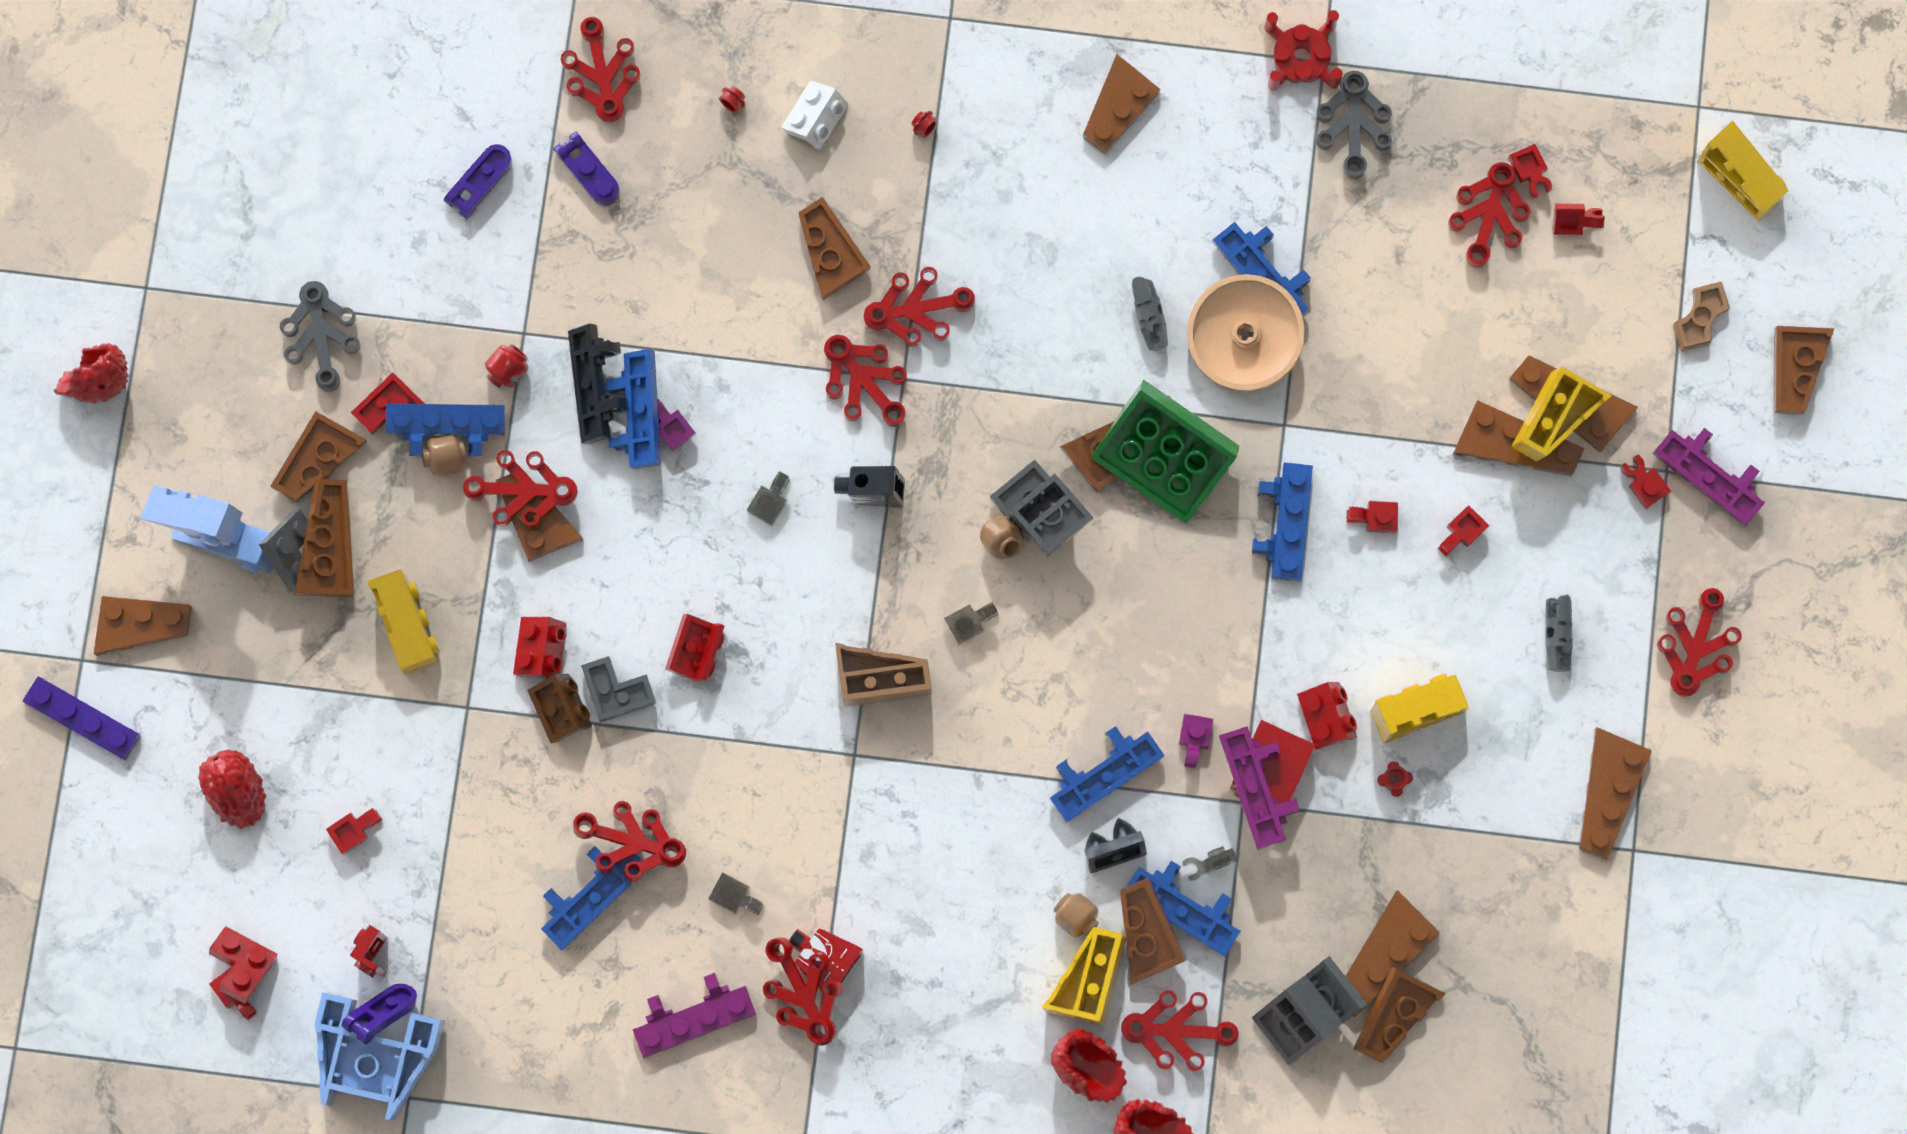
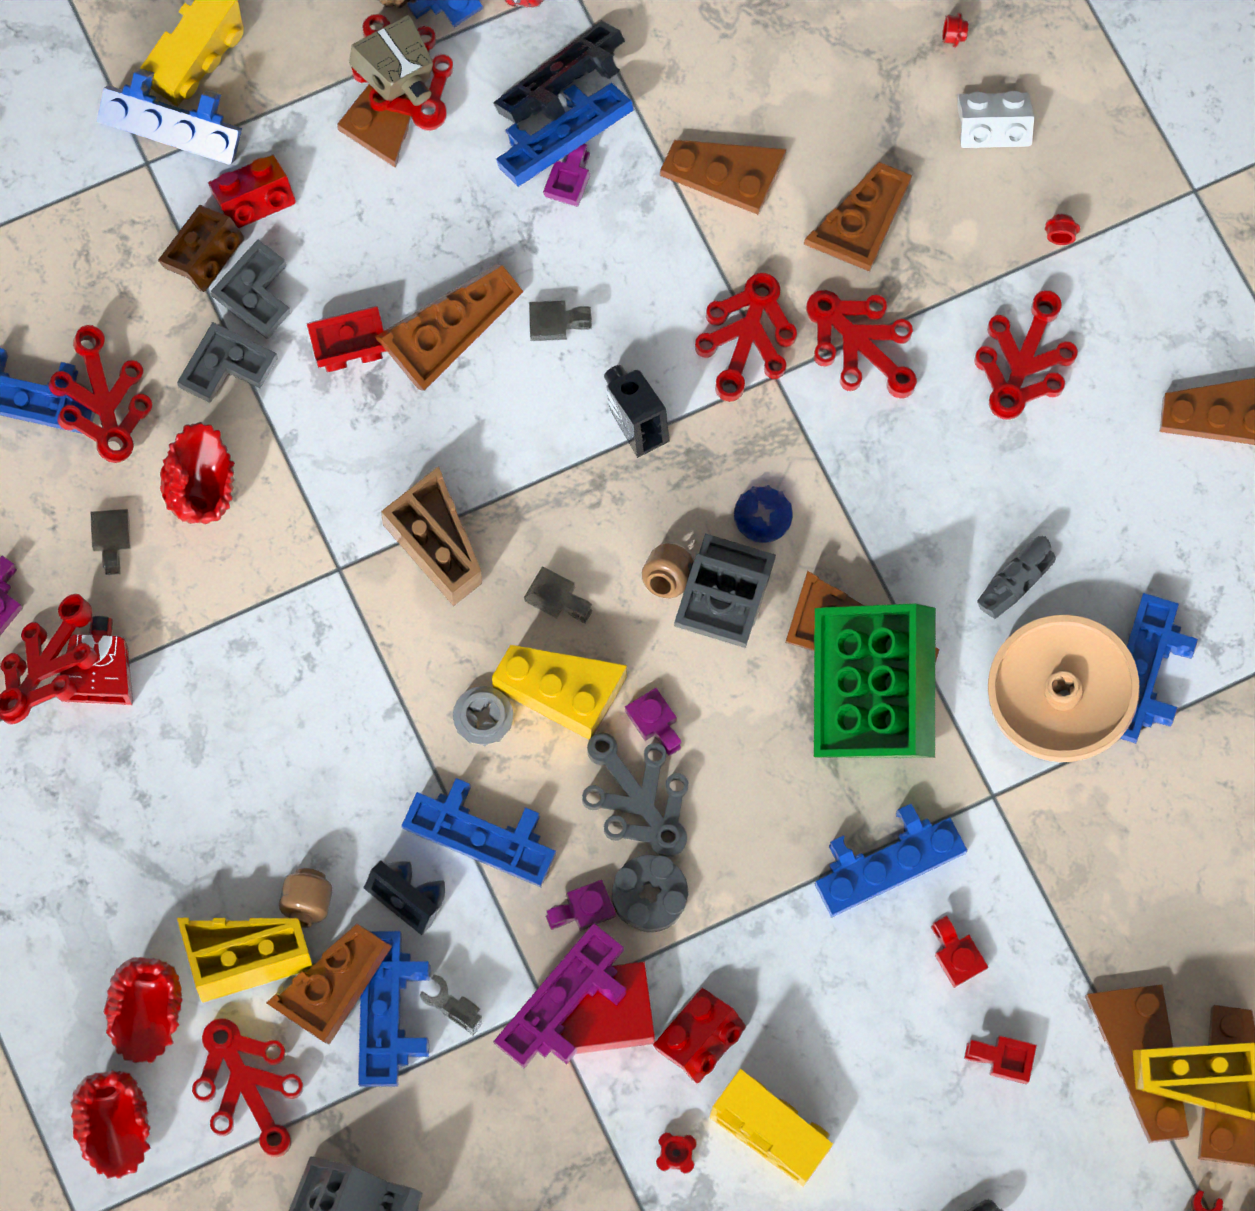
camera: 55 degrees right, 5 degrees down
(435, 687) = (193, 130): none -> hinge
(516, 490) = (394, 61): none -> dark tan torso
(650, 738) = (221, 354): none -> dark grey plate
(731, 579) = (445, 328): none -> dark orange wing
(734, 318) = (725, 171): none -> dark orange wing
(735, 809) = (197, 475): none -> red piece
(1000, 210) = (1023, 361): none -> red plant
(1005, 460) = (755, 527): none -> clear blue gear
(1024, 708) = (476, 700): none -> light grey gear
(1037, 658) = (560, 686): none -> yellow wedge
(1092, 611) = (653, 717): none -> magenta plate
(1145, 654) = (639, 799): none -> dark grey plant
(1225, 677) = (639, 912): none -> dark grey plate

